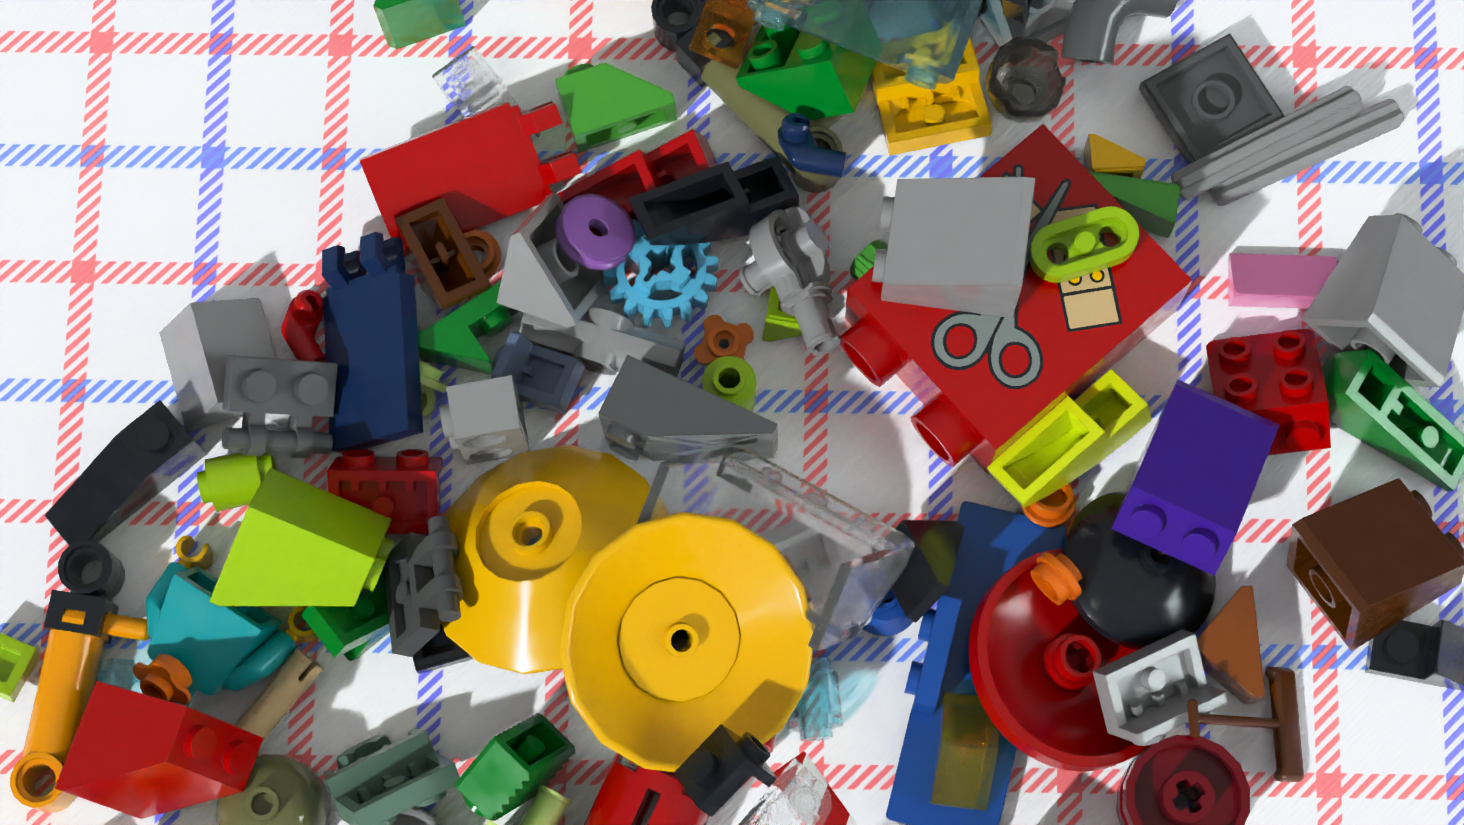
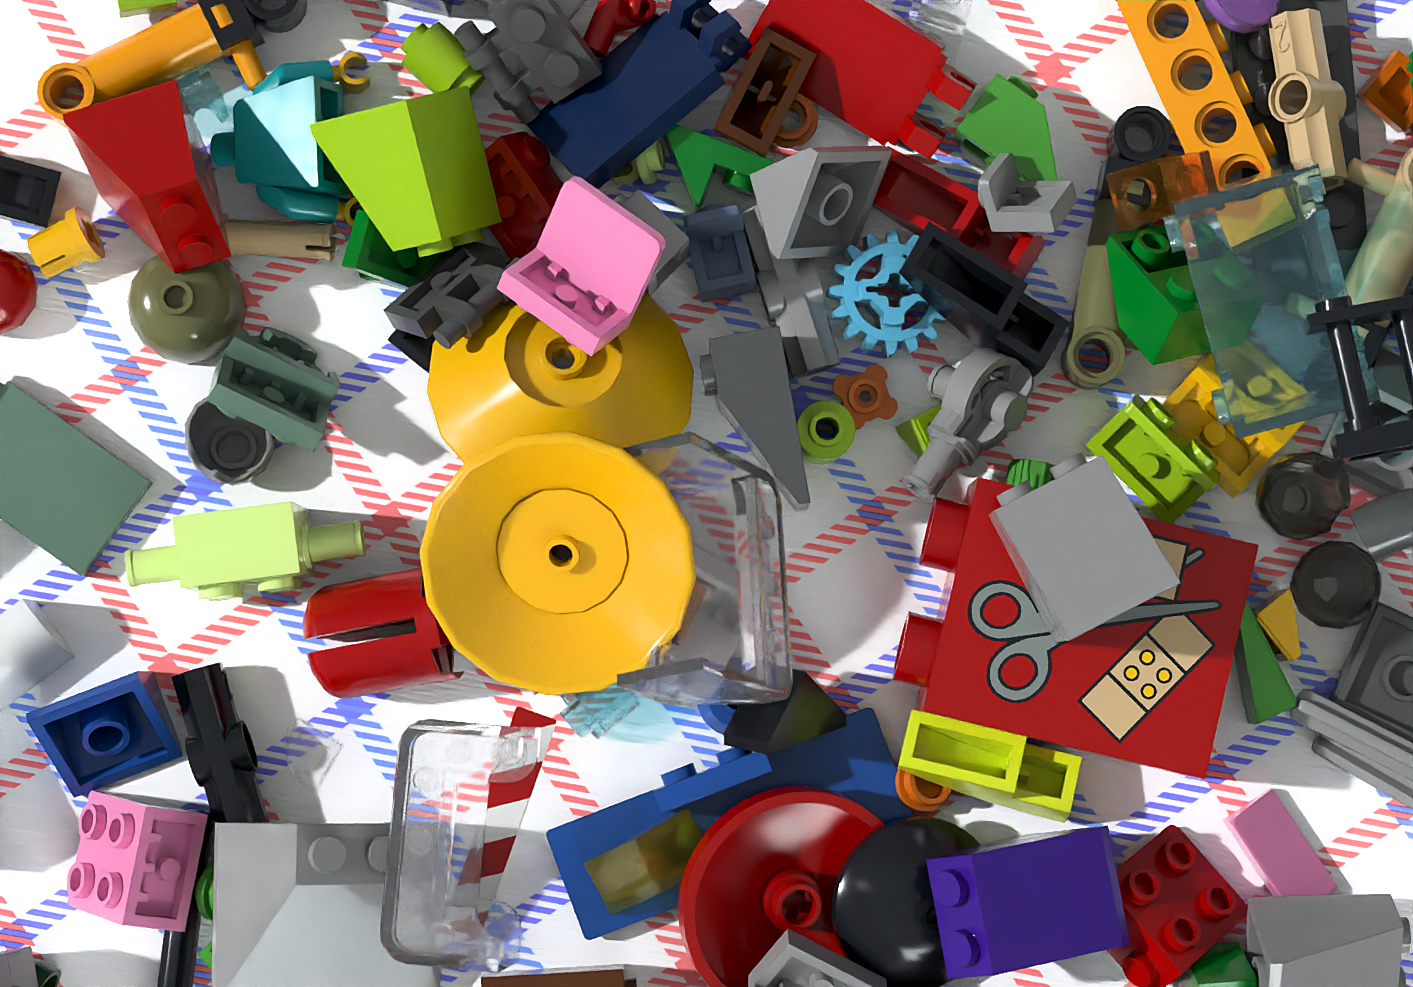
camera: 50 degrees right, 10 degrees up
(164, 679) = (221, 135): orange plate -> none
(476, 462) = (586, 267): none -> bright pink bracket
(514, 767) = (358, 488): green brick -> none
(582, 244) = (856, 209): medium lavender piece -> none
(668, 123) = (1023, 205): none -> light grey bracket
(722, 768) = (472, 671): black bracket -> none
(804, 151) = (1086, 345): dark blue arm -> none
(942, 154) = (1155, 458): none -> lime bracket
(1057, 577) = (850, 841): orange plate -> none
(1081, 244) = (1164, 660): lime plate -> none
(1109, 101) = (1336, 584): none -> clear smoke hair

